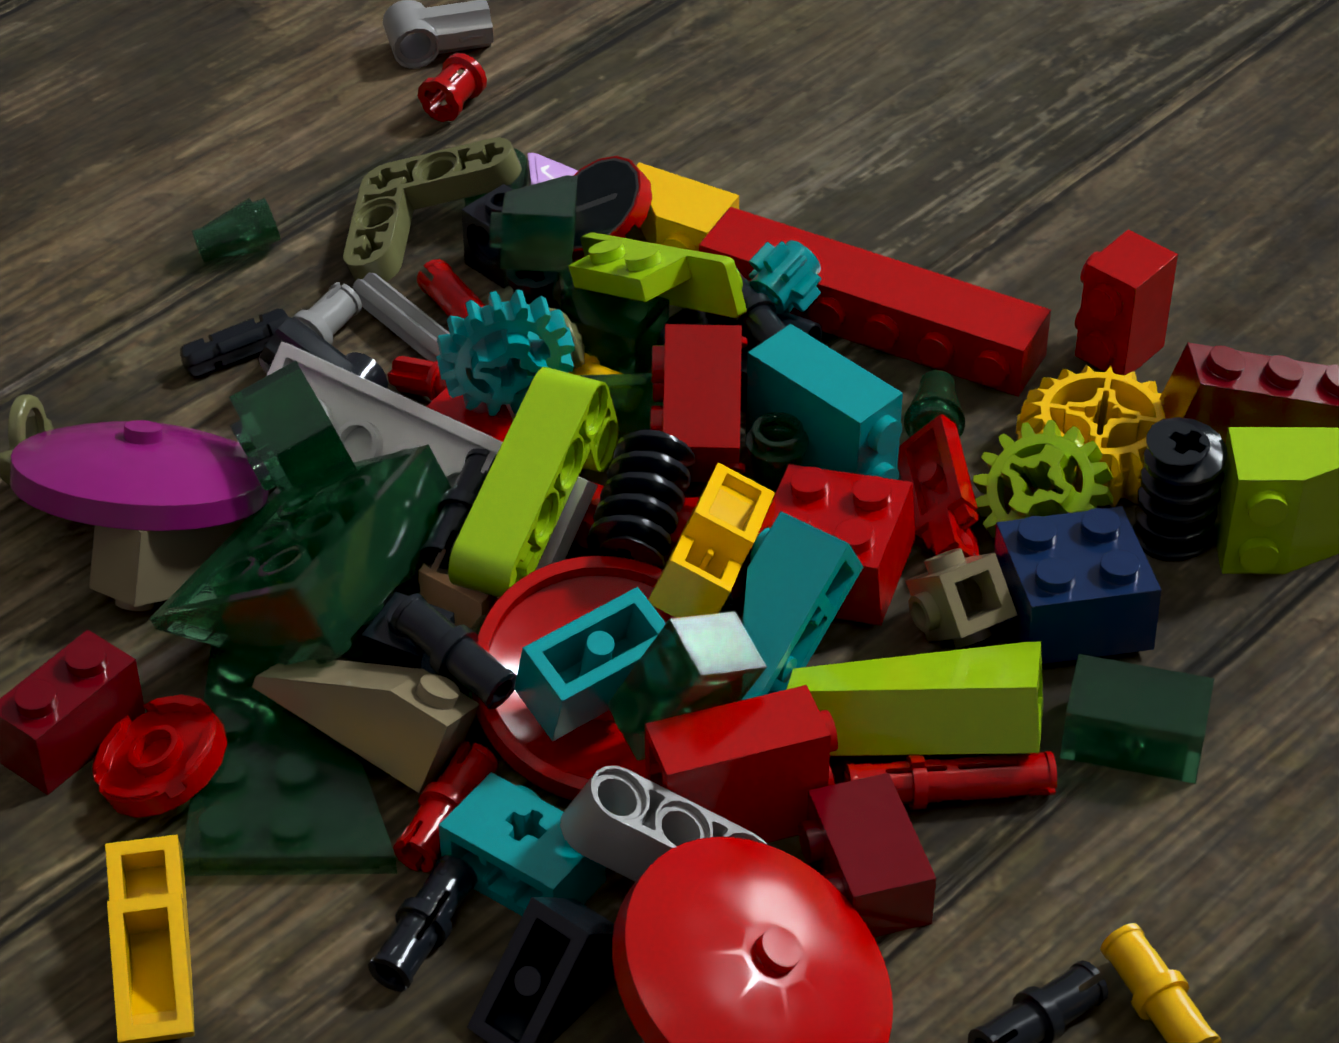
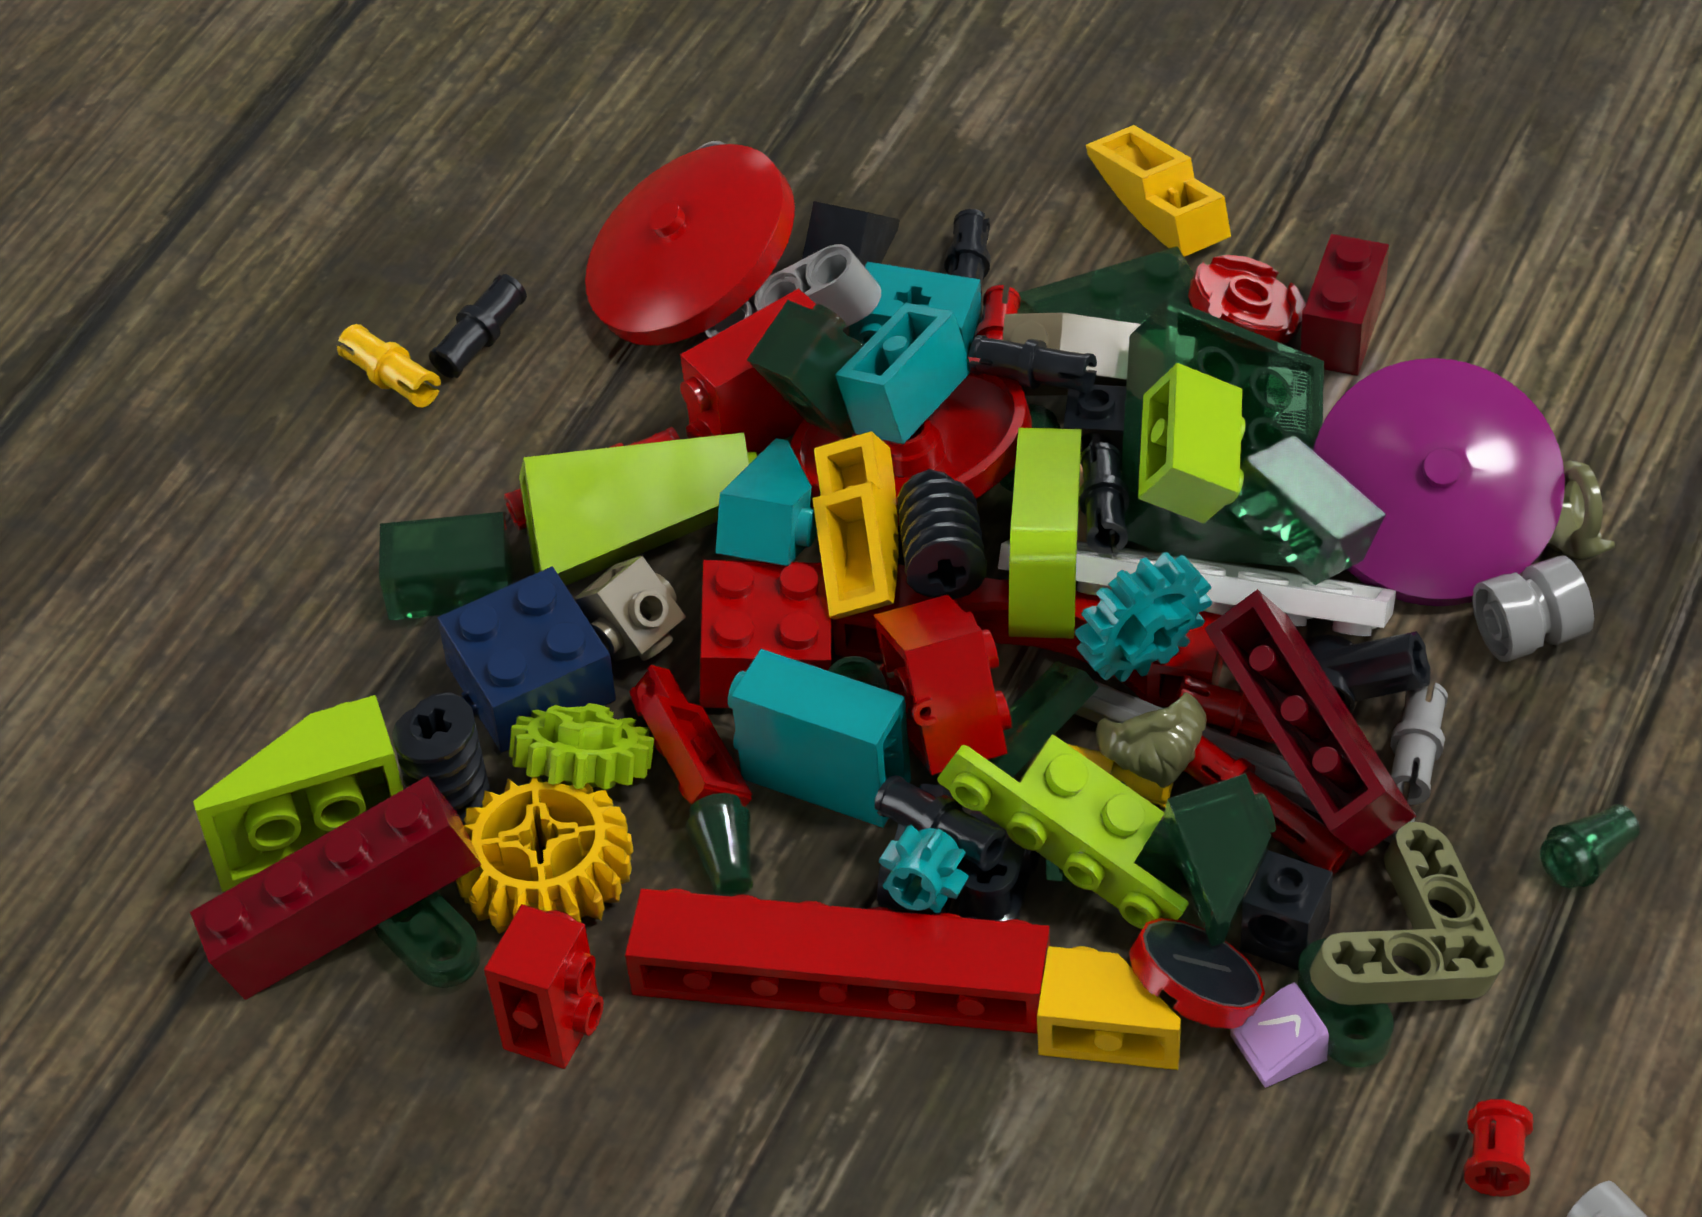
camera: 165 degrees right, 5 degrees up
(117, 381) = (1543, 604): none -> light grey wheel
(231, 344) = (1487, 716): black axle -> none
(372, 449) = (1191, 444): none -> lime brick
(407, 295) = (1310, 723): none -> dark red brick
(870, 852) = (634, 383): dark red brick -> none

